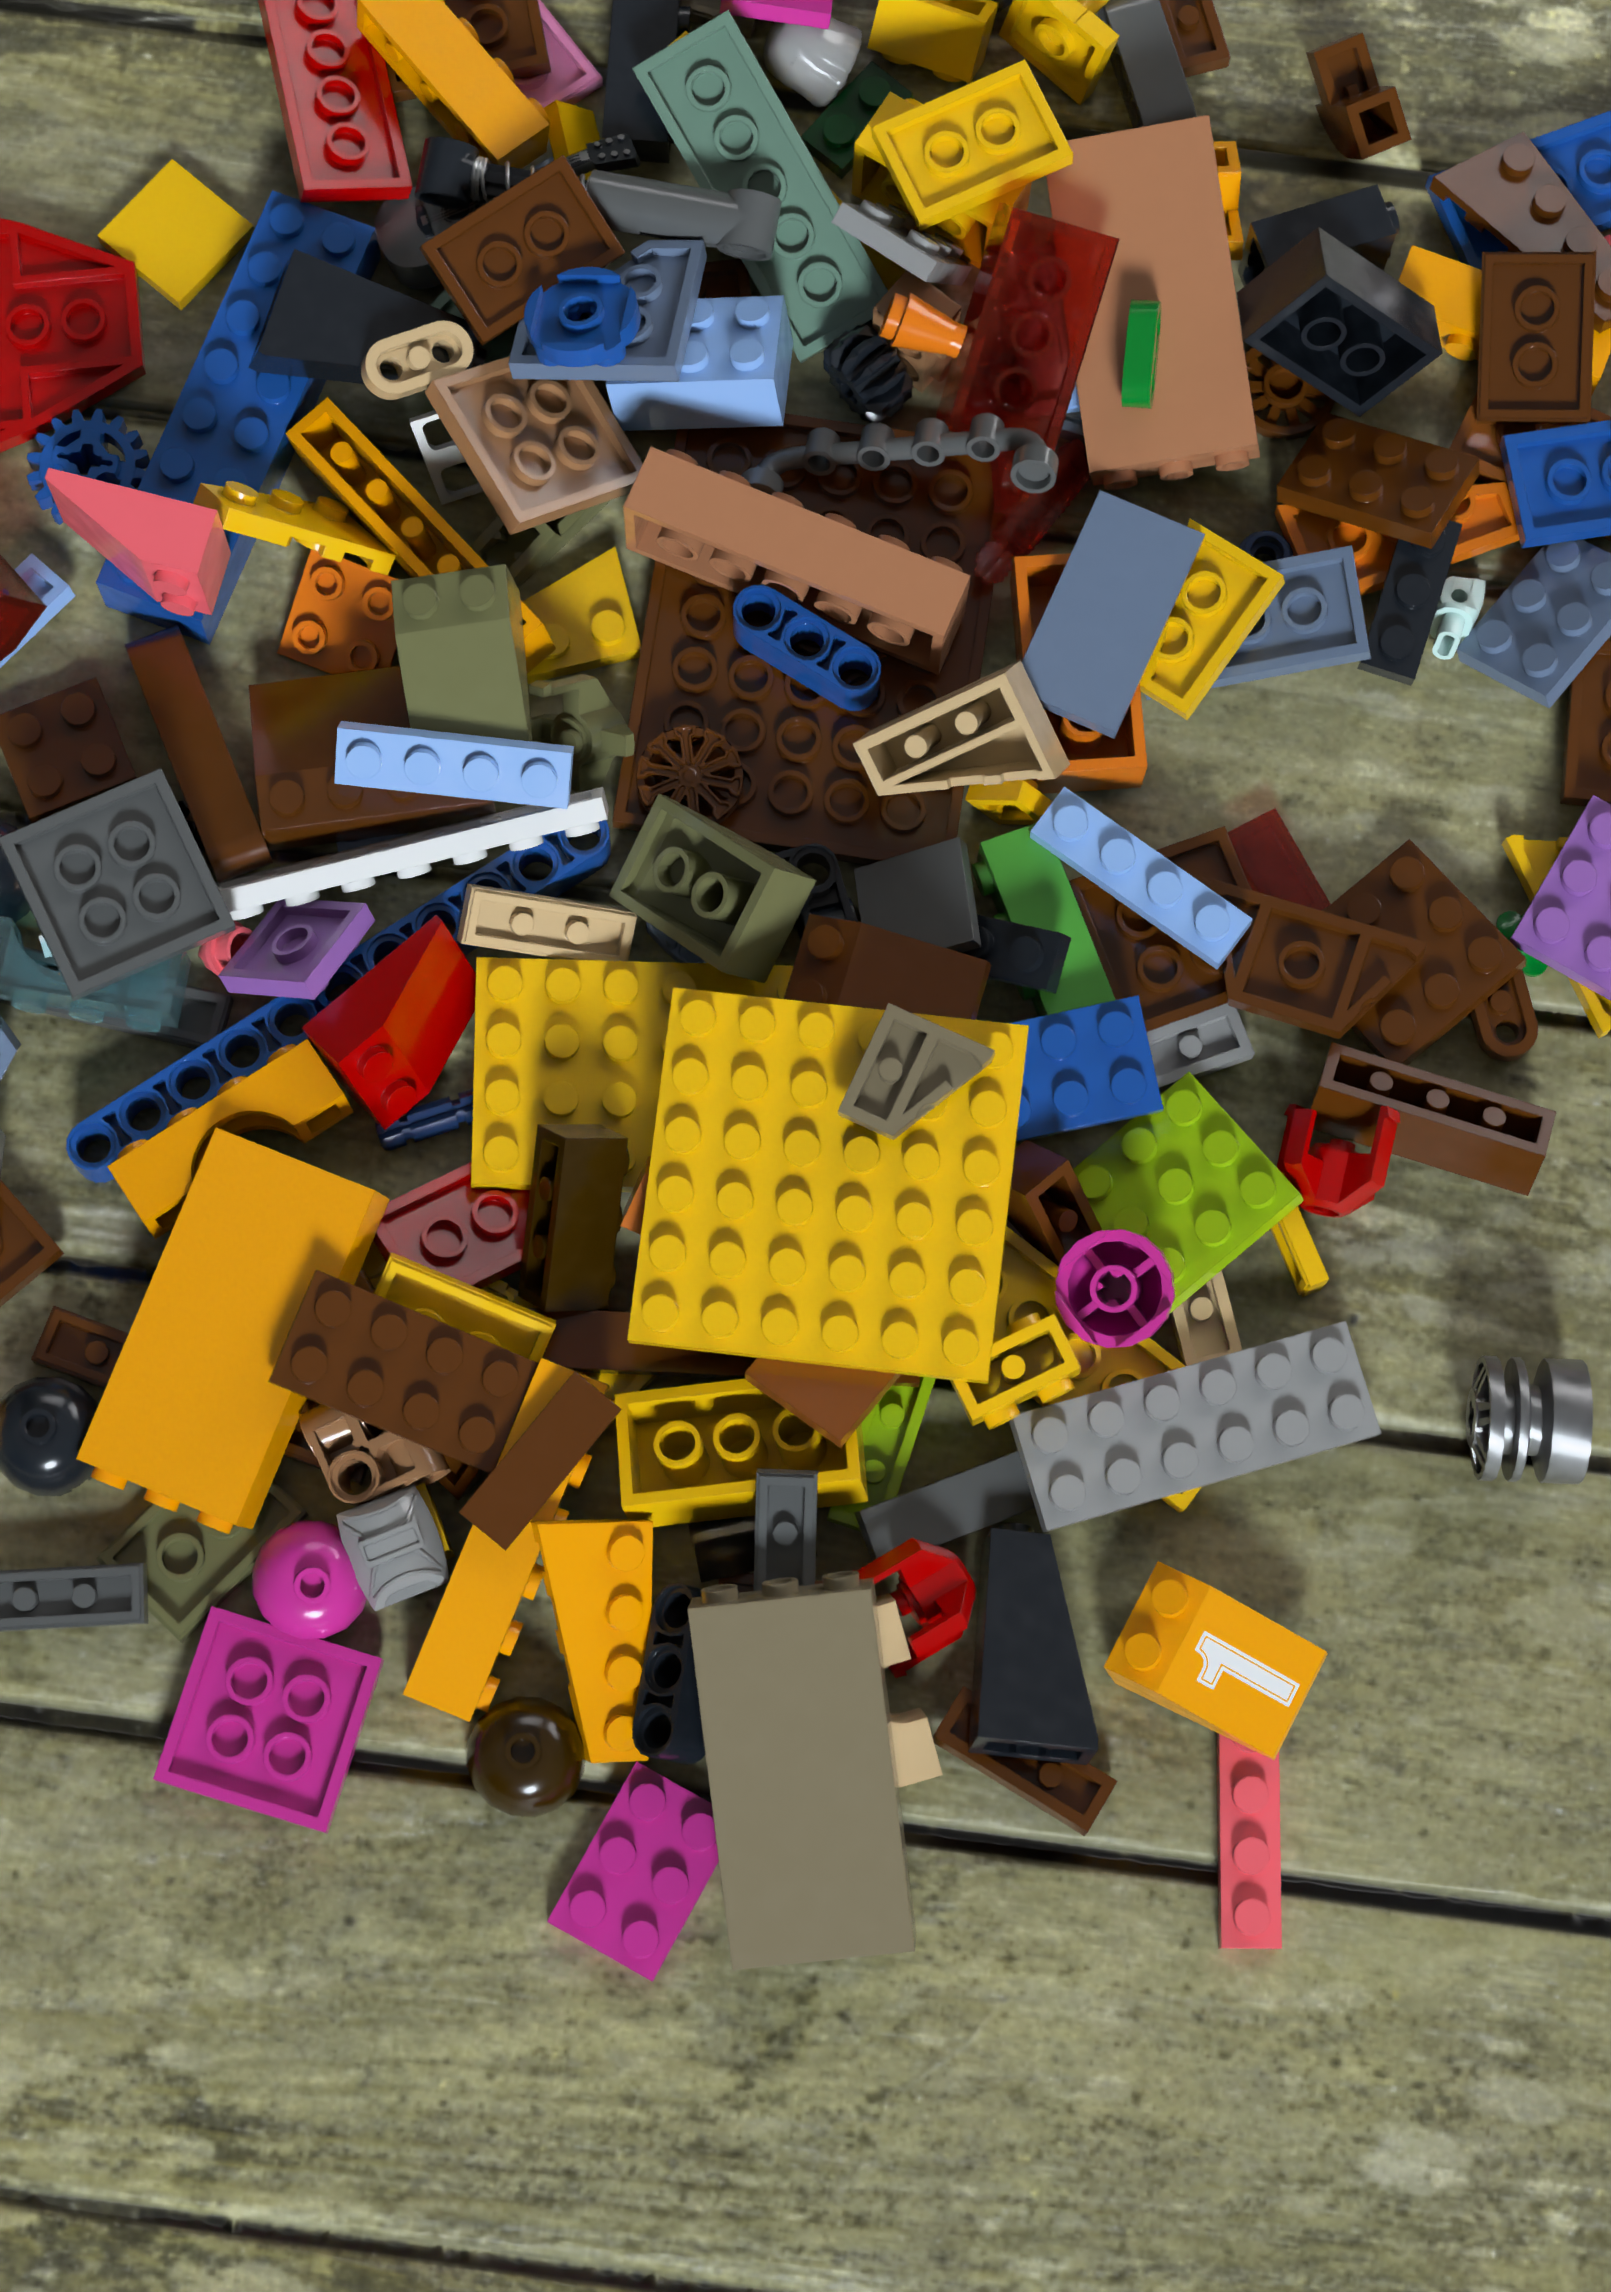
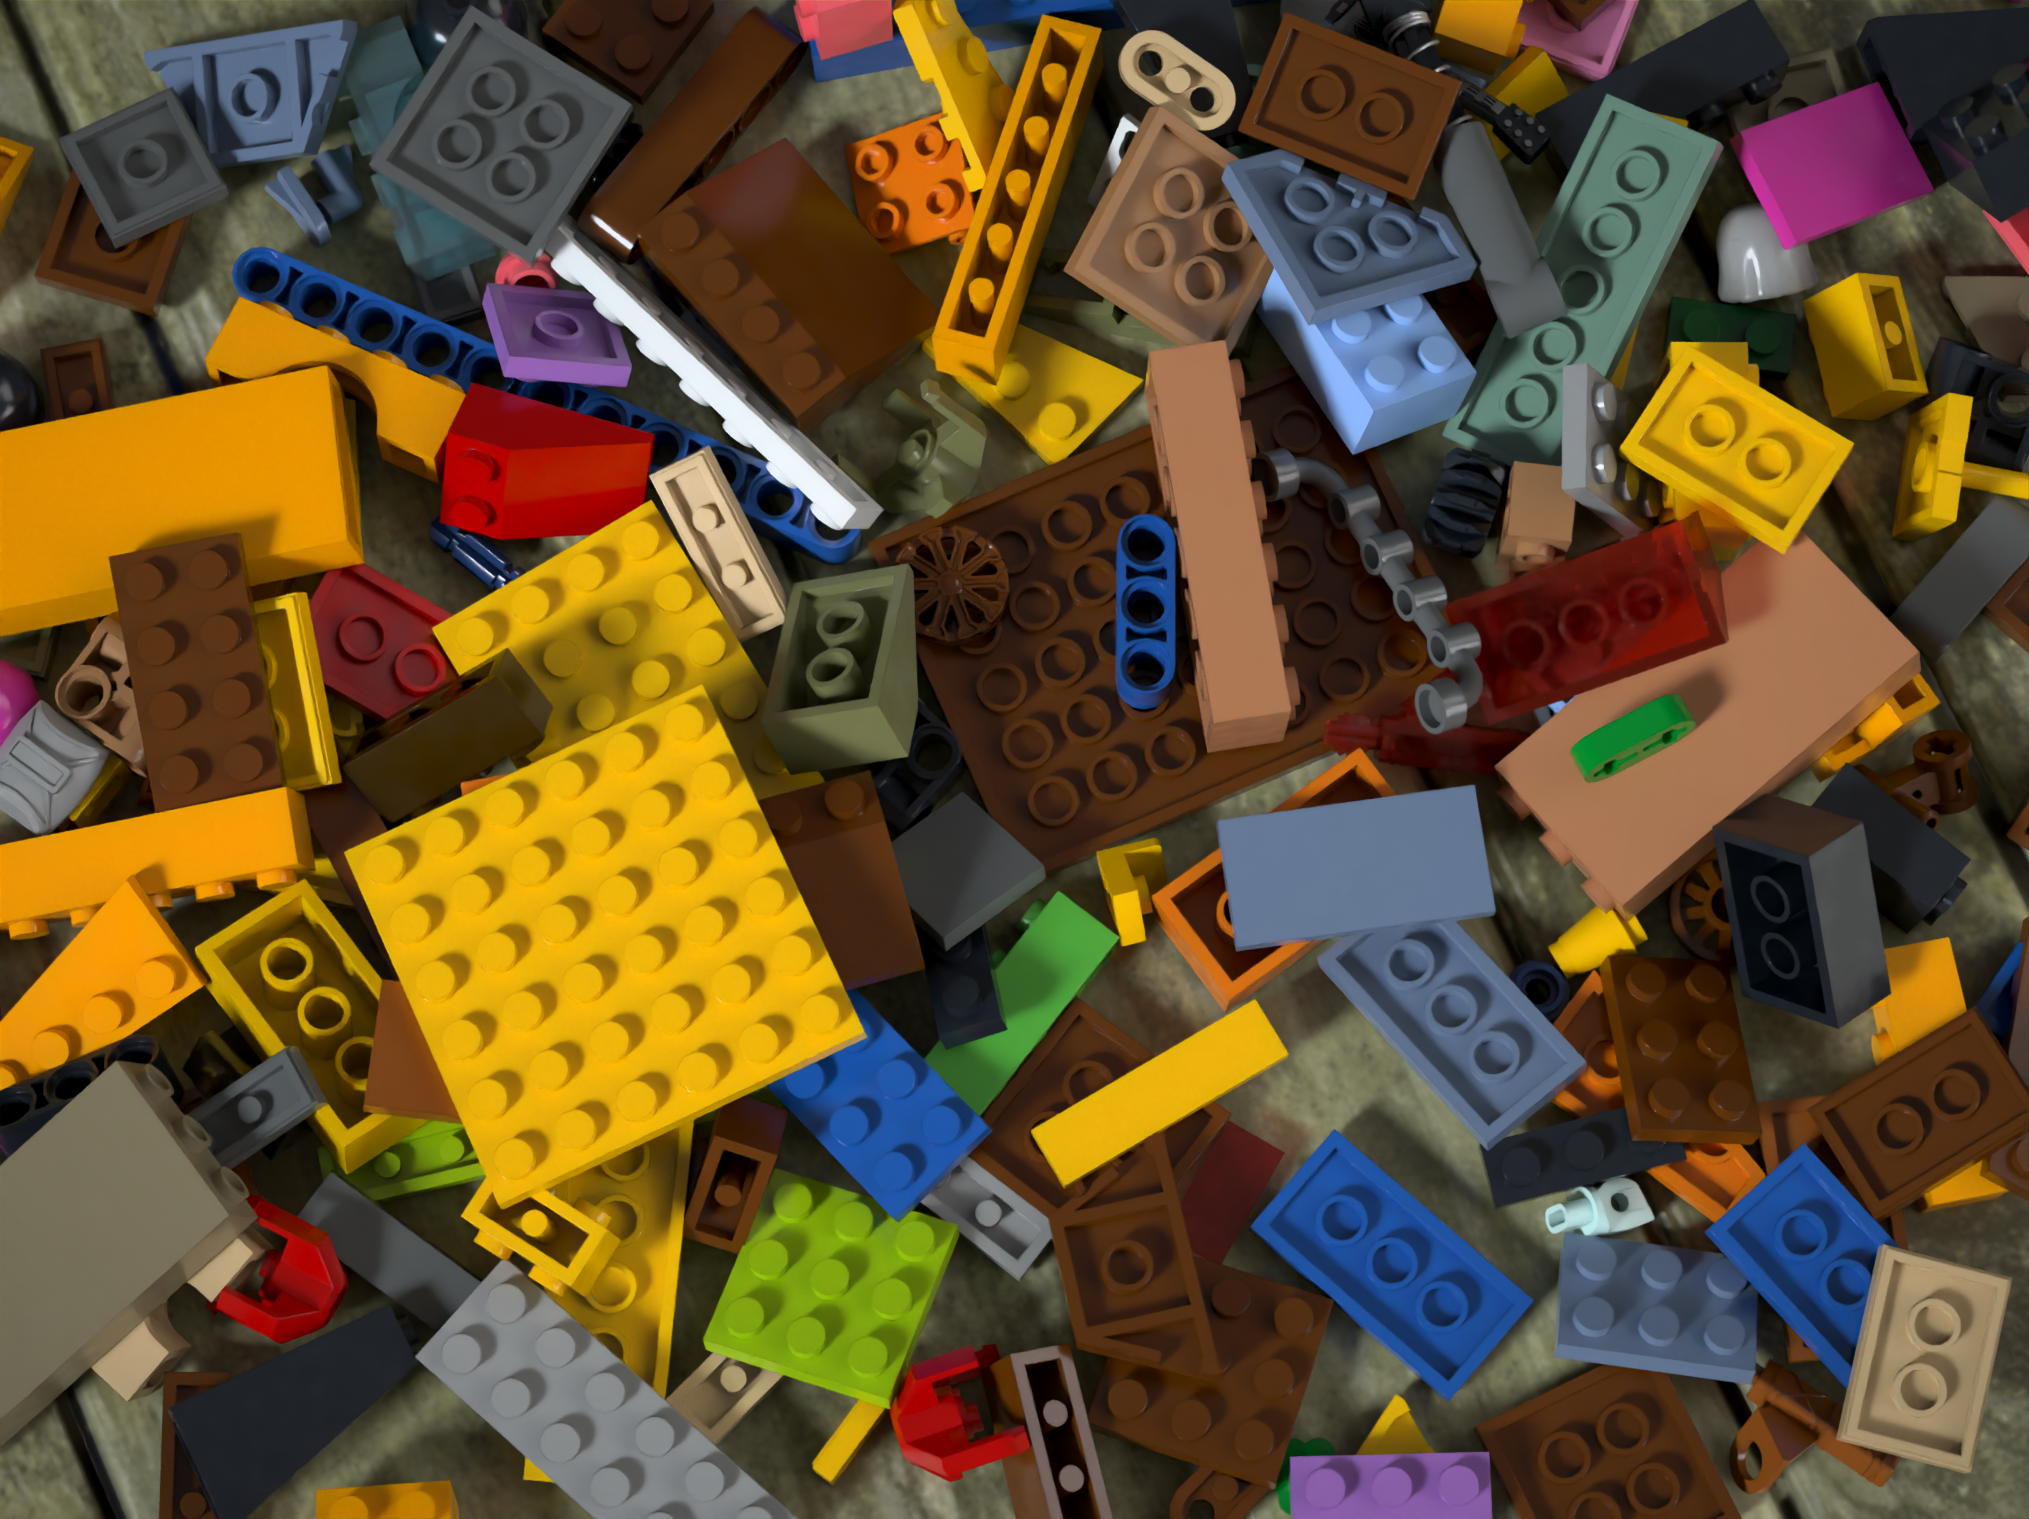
camera: 60 degrees right, 0 degrees up
(58, 1086) = (337, 176): none -> sand blue piece
(453, 764) = (798, 357): light blue plate -> none
(463, 652) = (899, 305): olive slope -> none
(540, 1460) = (189, 846): reddish brown tile -> none
(597, 340) = (1307, 229): blue plate -> none
(909, 1072) = (740, 945): dark tan wing -> none
(921, 327) = (1517, 514): orange cone -> none
(968, 737) = (1138, 810): tan wedge -> none
(1114, 1288) = (679, 1276): dark pink cylinder -> none
(1140, 878) = (1114, 1061): light blue plate -> none
(1183, 836) = (1159, 1093): none -> yellow tile
(1208, 622) = (1417, 970): yellow wing -> none
(1255, 492) = (1593, 939): none -> yellow cone
(1287, 180) = (1934, 779): none -> reddish brown piece
(1405, 784) = (1391, 1265): none -> blue plate

